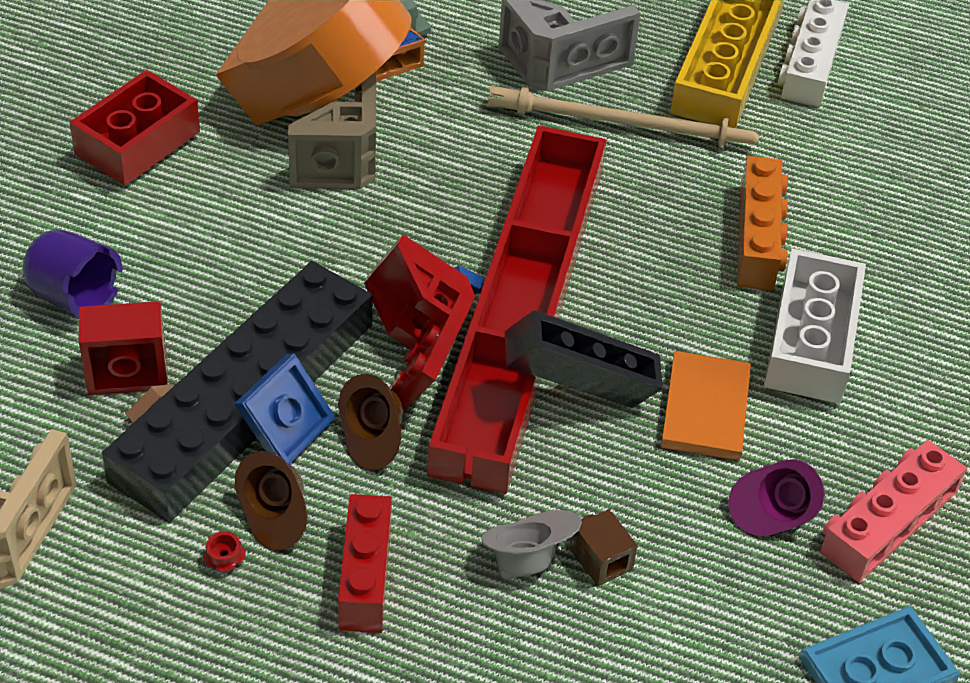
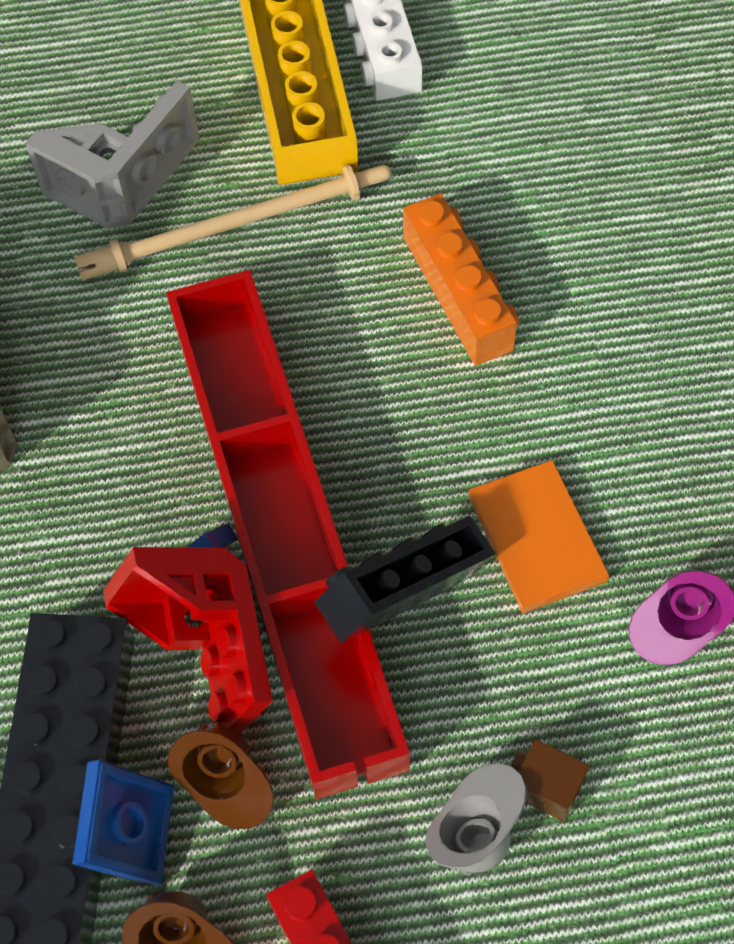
camera: 25 degrees left, 15 degrees up
(815, 326) = (592, 380): white brick -> none

